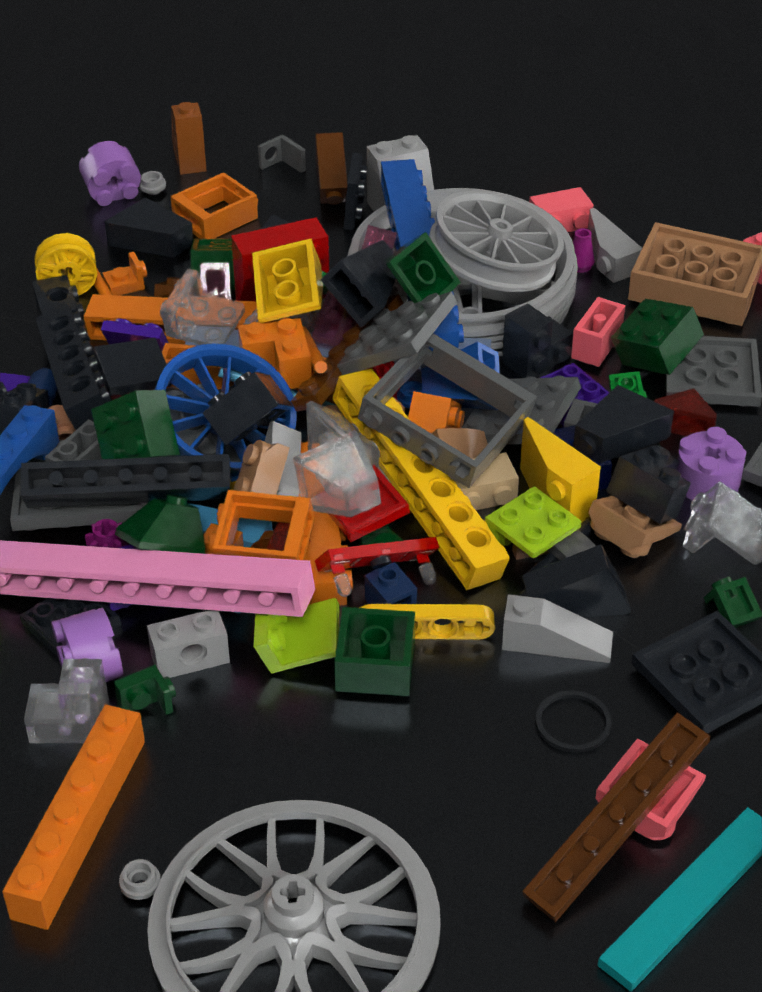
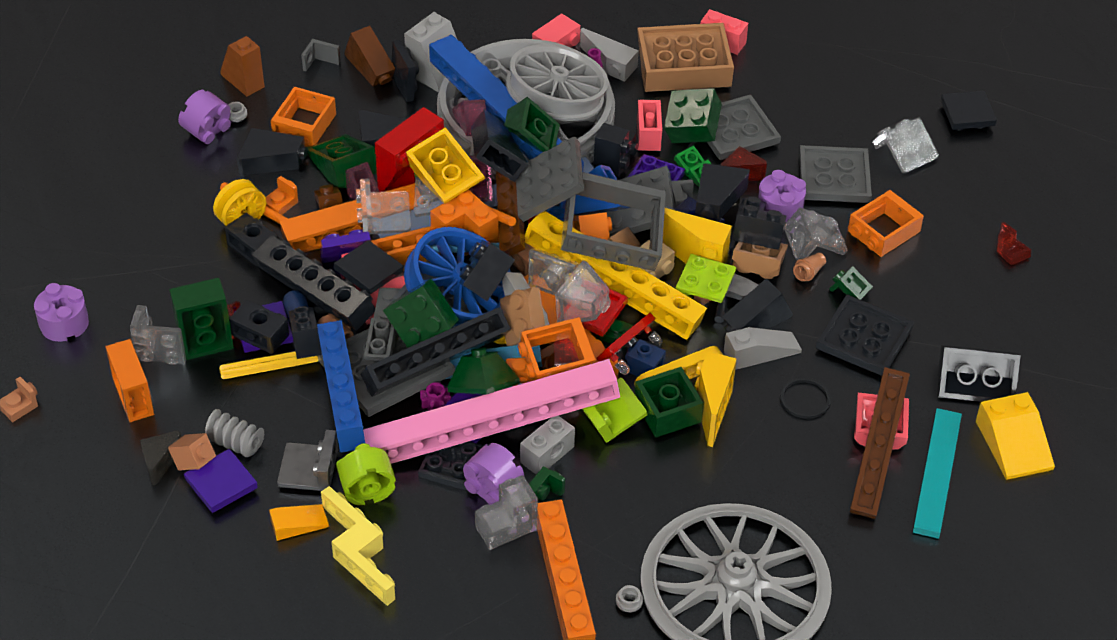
camera: 30 degrees left, 5 degrees up
(441, 664) = (715, 390): none -> yellow slope
(691, 560) = (808, 267): none -> nougat cone

